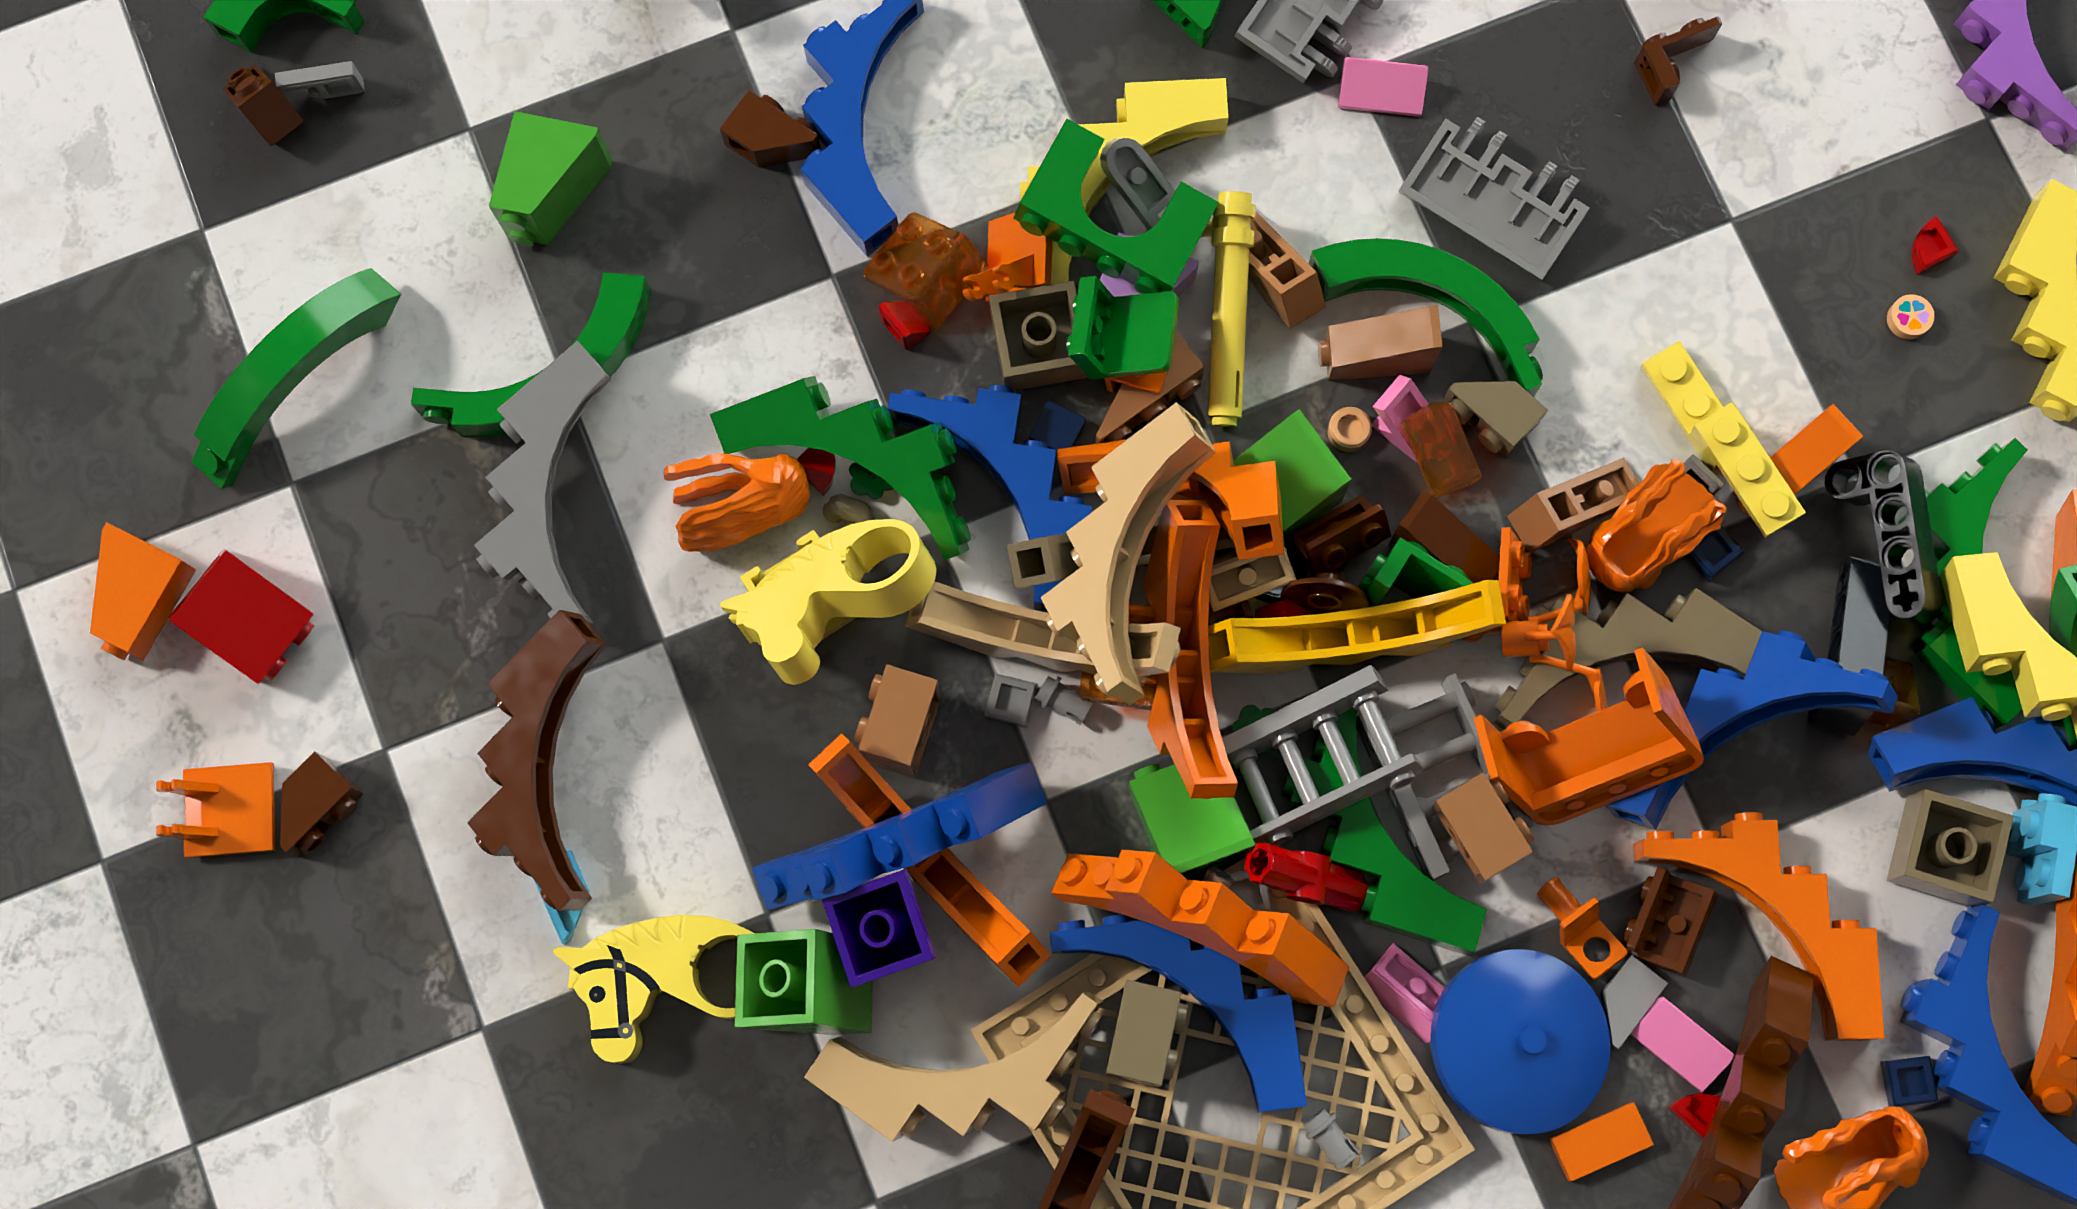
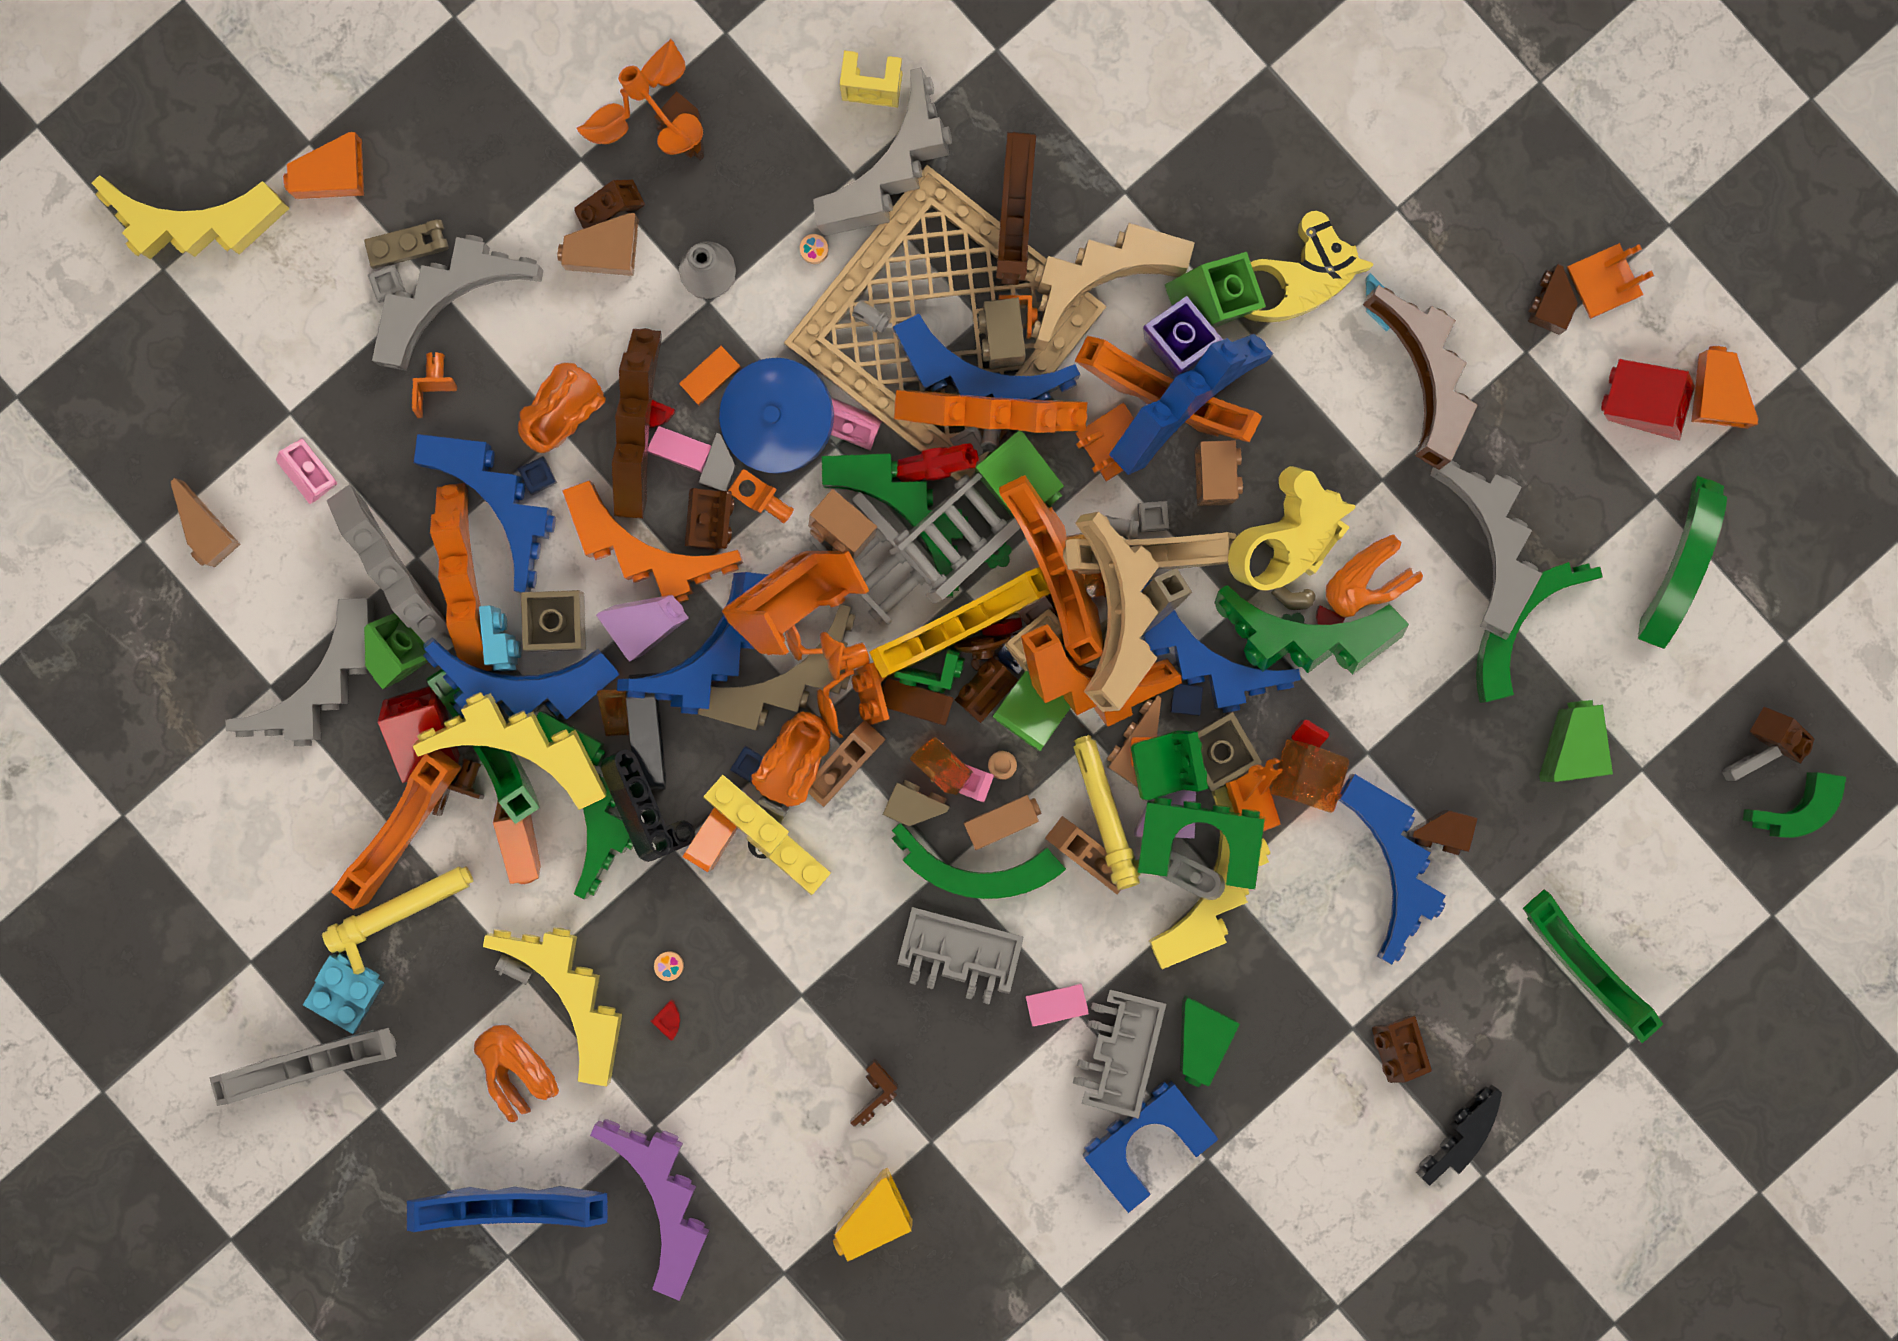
camera: 155 degrees right, 10 degrees up
(1040, 837) = (1102, 437): none -> orange plate
(1087, 1055) = (1032, 313): none -> orange bracket
(1819, 800) = (642, 623): none -> lavender slope

